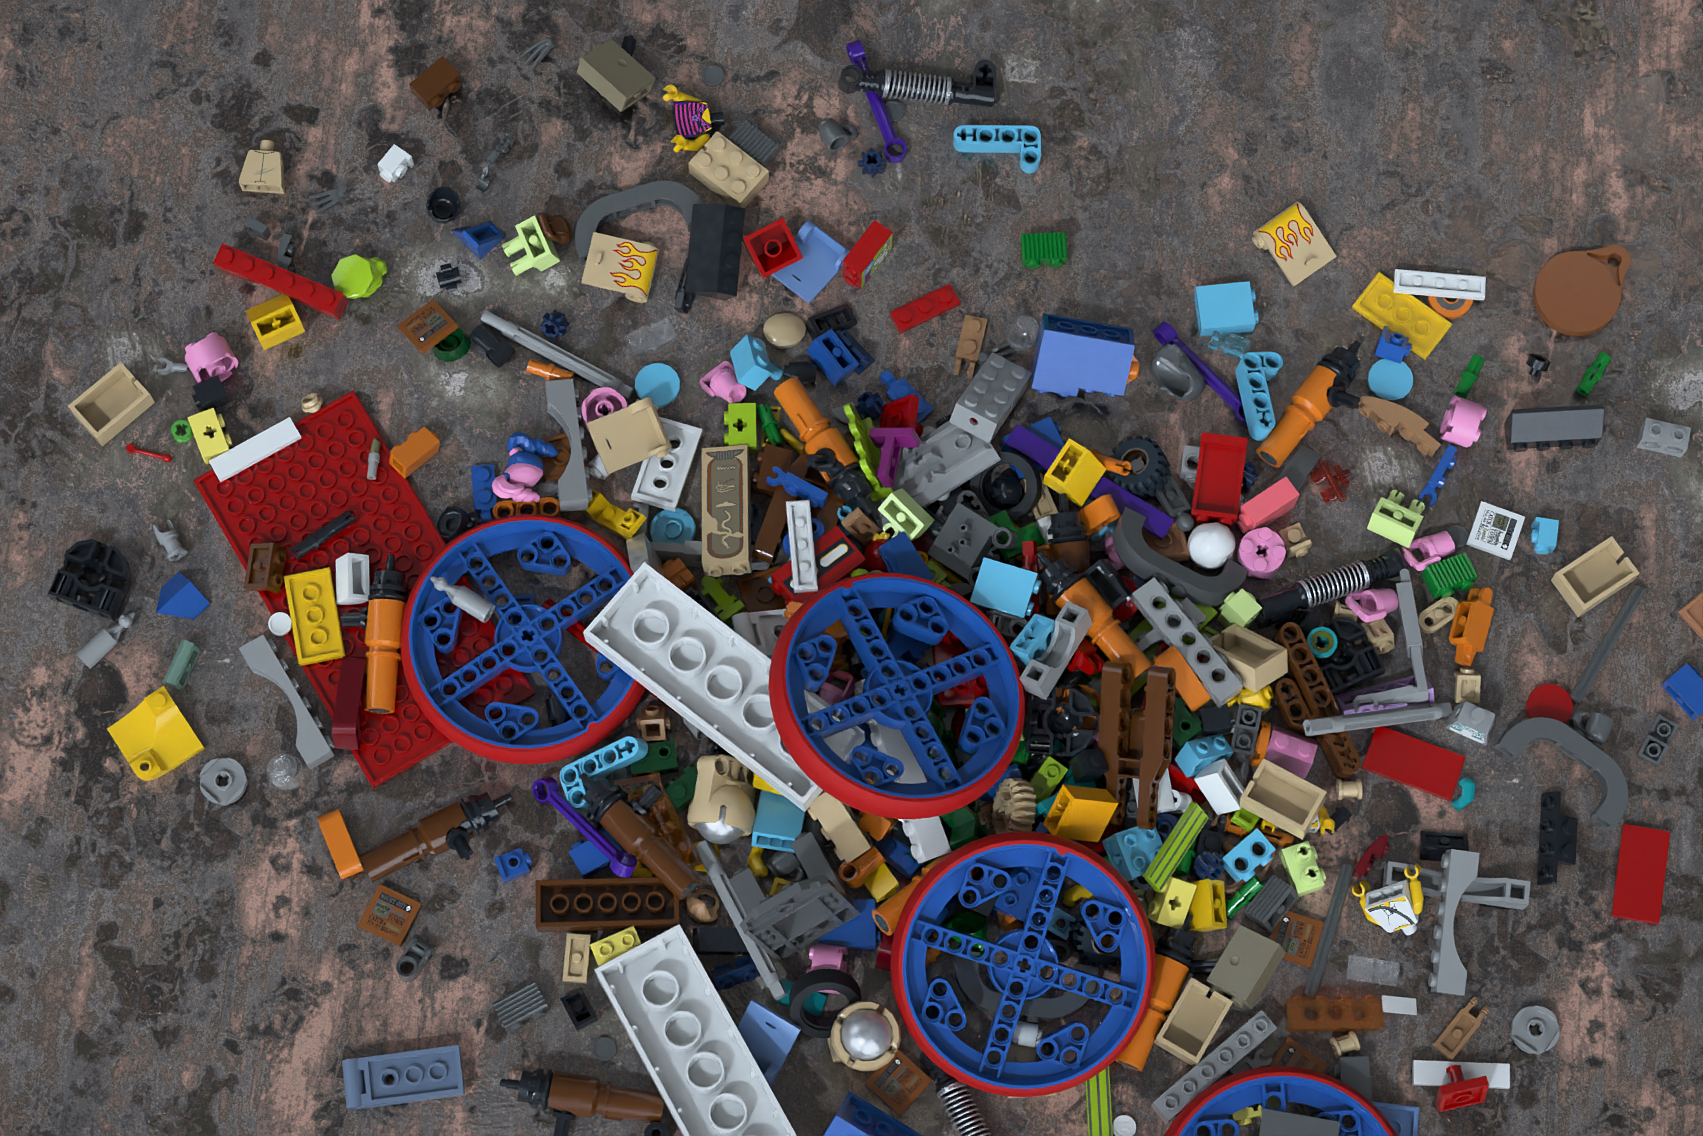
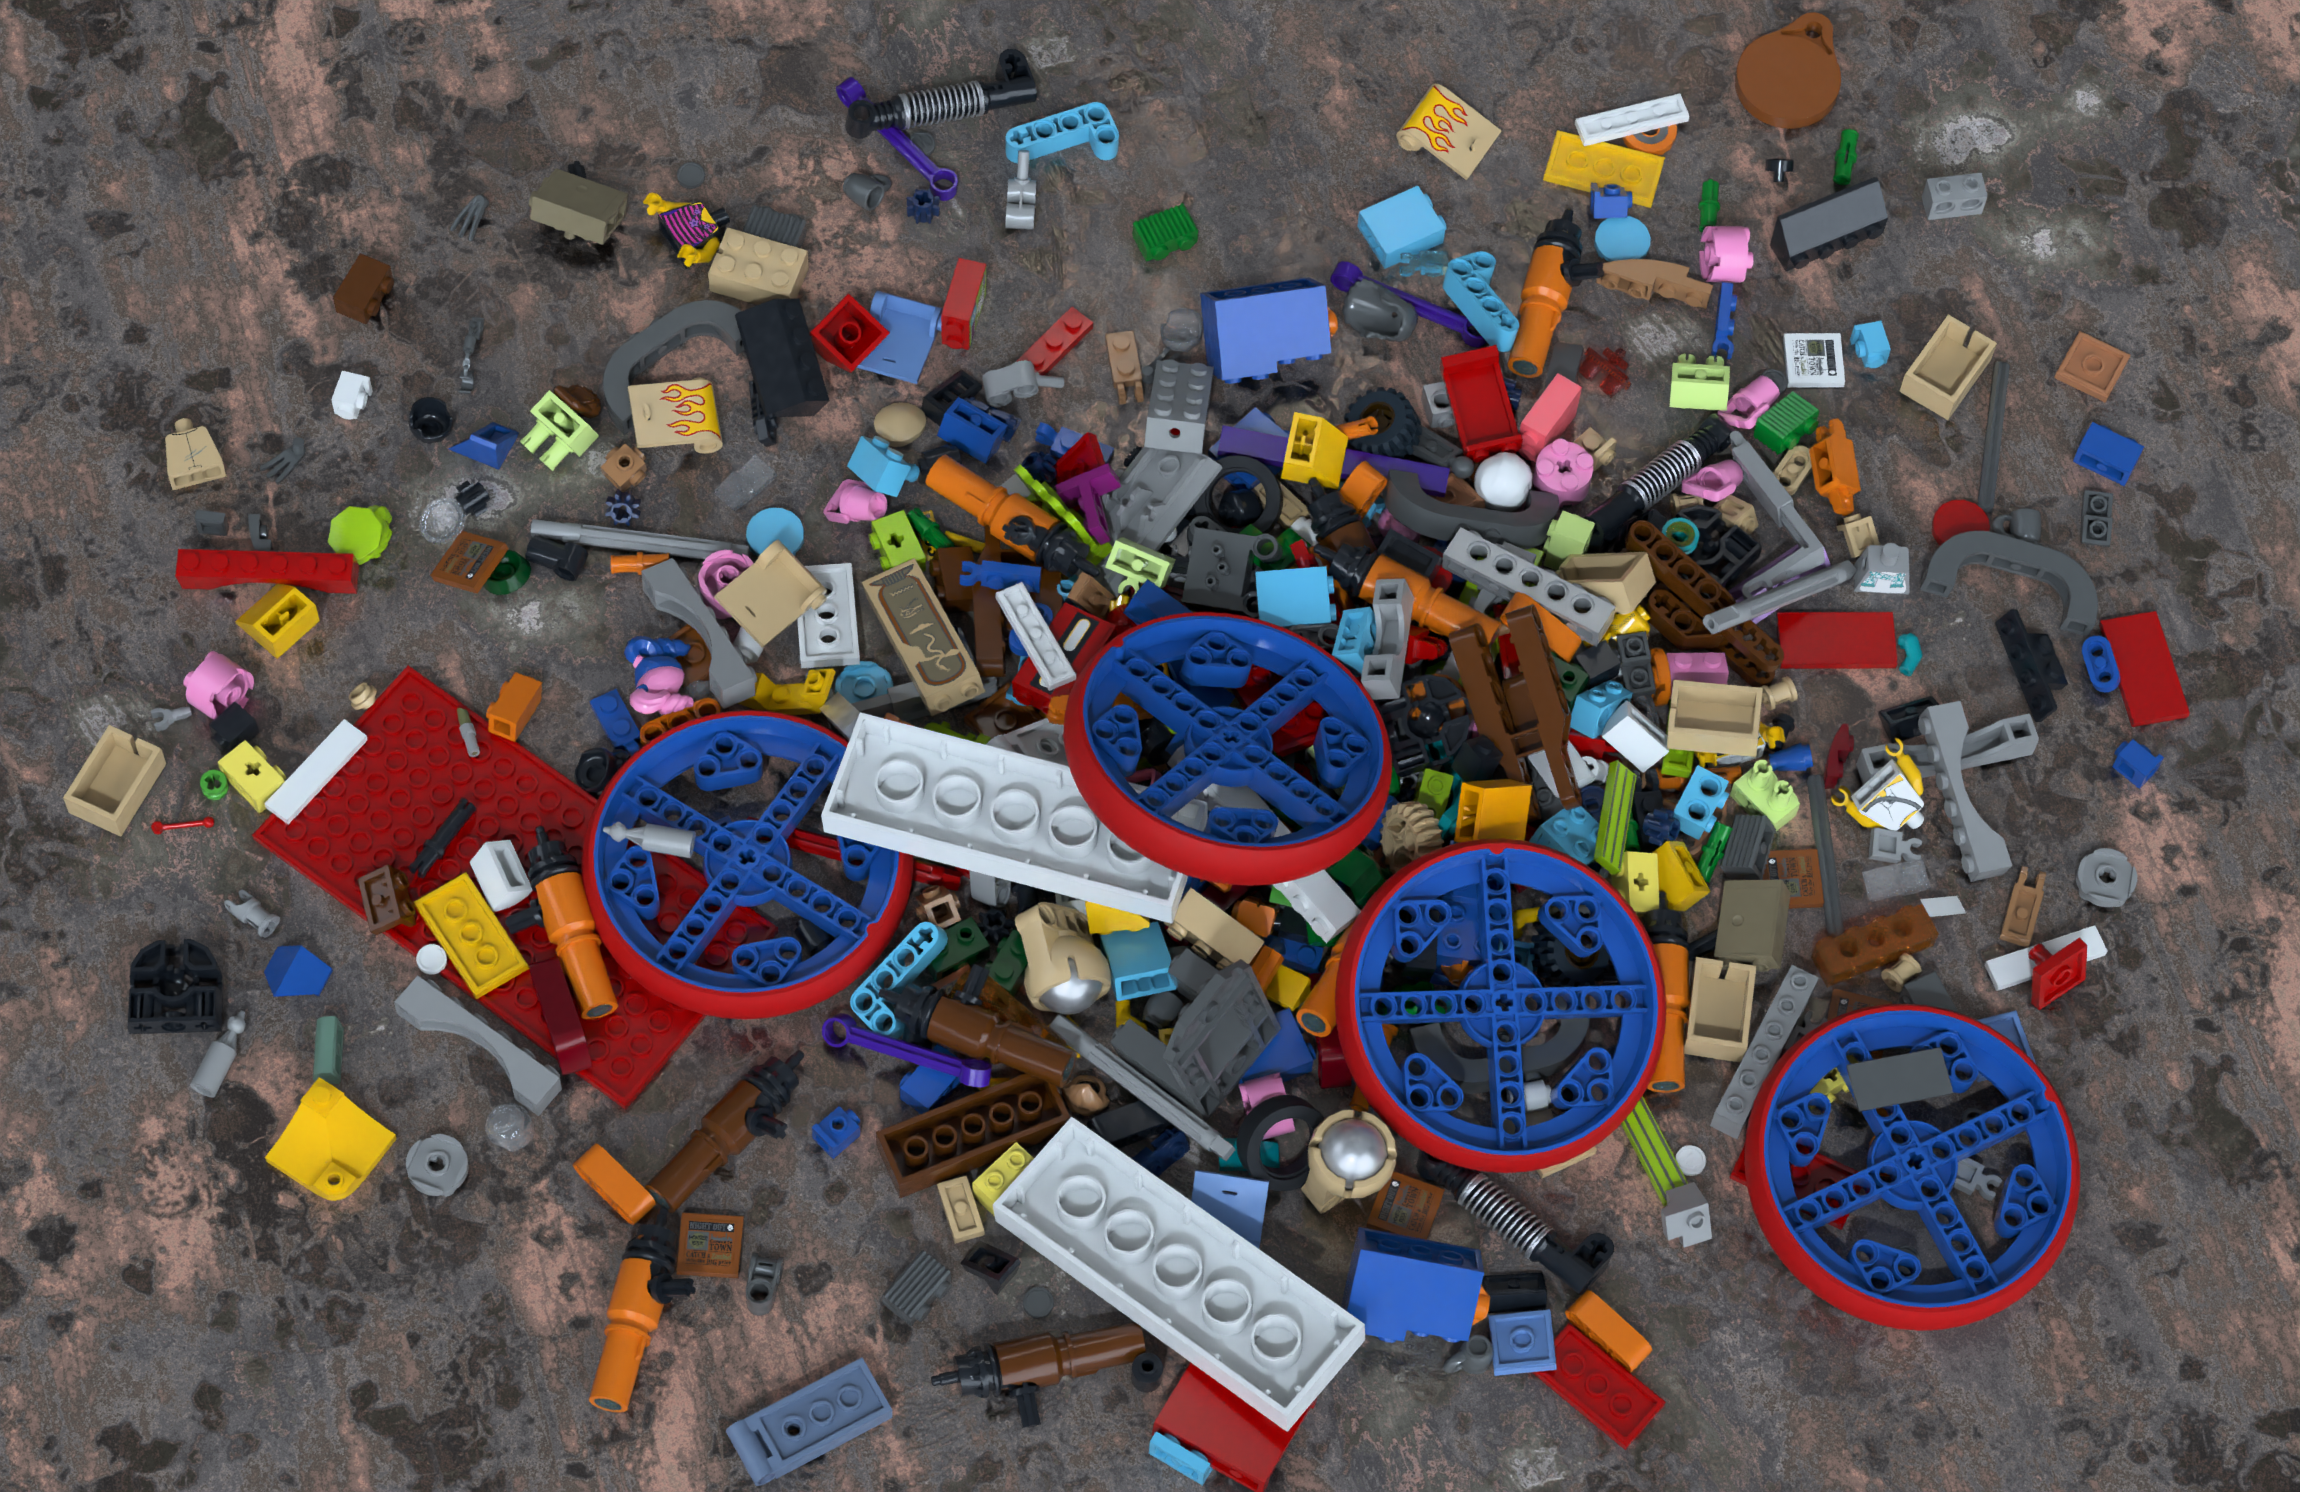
camera: 25 degrees left, 10 degrees down
(315, 946) = (635, 1310): none -> orange piece
(420, 287) = (442, 520): none -> clear hat
(560, 291) = (622, 476): none -> medium nougat brick
(692, 745) = (993, 918): none -> black gear
(884, 328) = (1020, 379): none -> light grey beam
(948, 182) = (1021, 196): none -> light grey beam
(1336, 844) = (1792, 758): none -> blue cone
(1380, 942) = (1889, 847): none -> light grey plate
(1599, 947) = (2136, 762): none -> blue brick
(1607, 859) = (2102, 665): none -> blue plate

